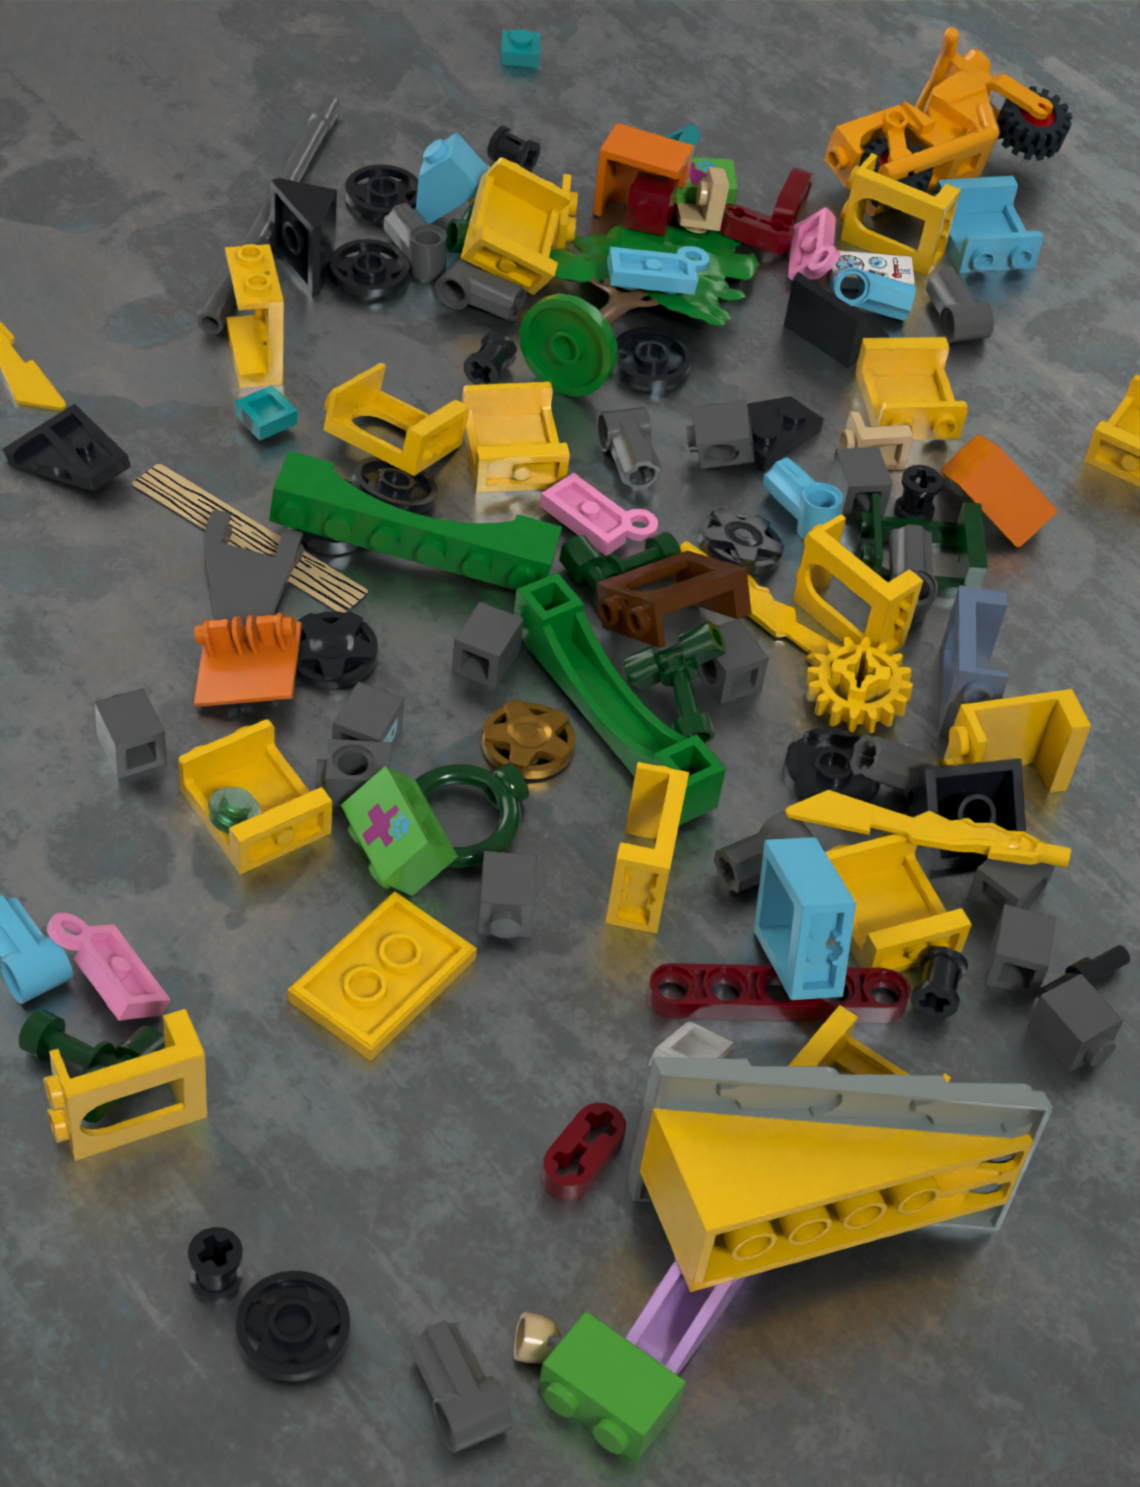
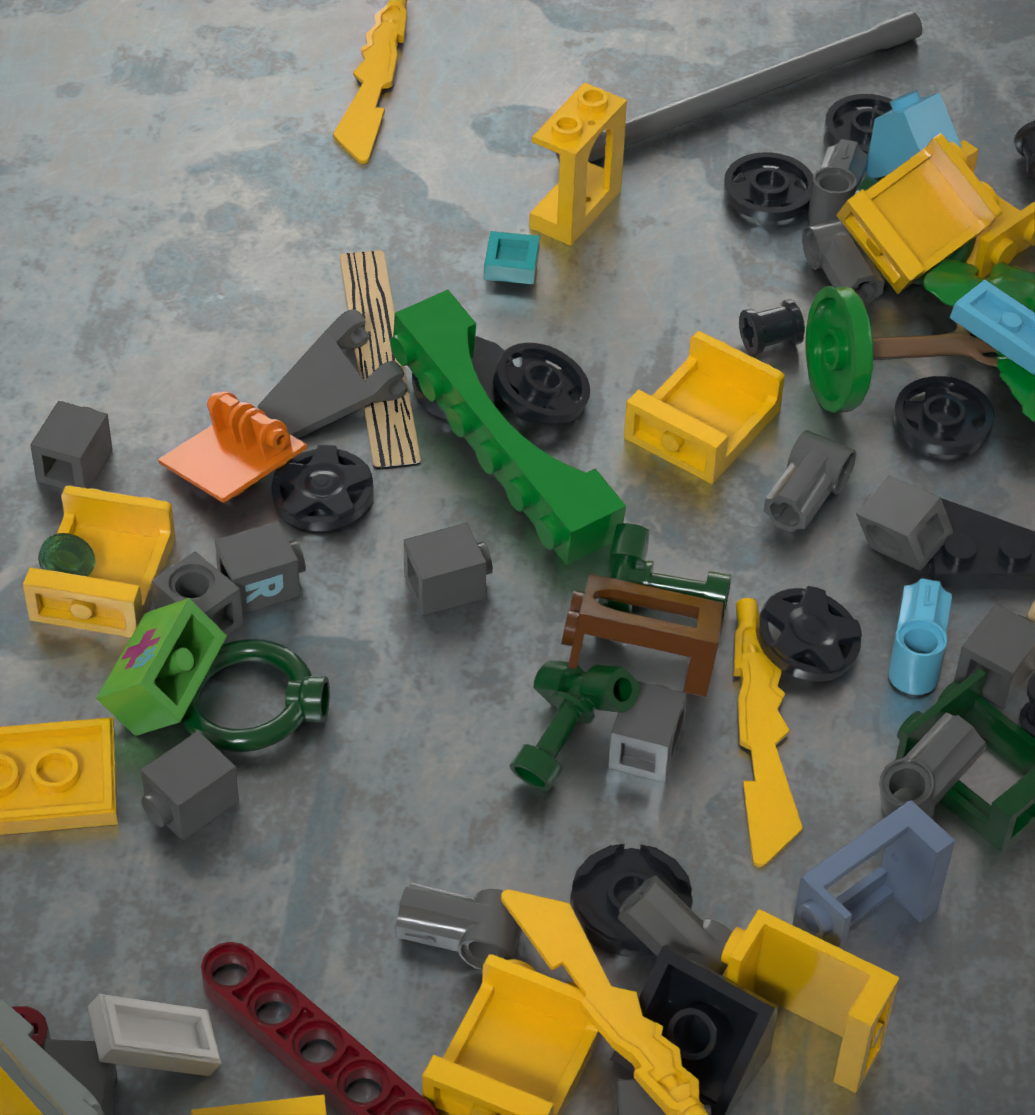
camera: 50 degrees right, 0 degrees up
(69, 451) = (314, 196): black wing -> none
(303, 230) = (726, 119): black slope -> none
(426, 437) = (599, 359): yellow panel -> none
(528, 735) = (389, 671): pearl gold wheel -> none
(569, 651) = (472, 751): green arch -> none
(595, 515) = (693, 522): bright pink hinge -> none
(642, 871) = (287, 845): yellow panel -> none
(796, 914) = (373, 989): medium azure window -> none
(883, 687) = (745, 837): yellow gear -> none
(890, 601) = (836, 779): yellow panel -> none

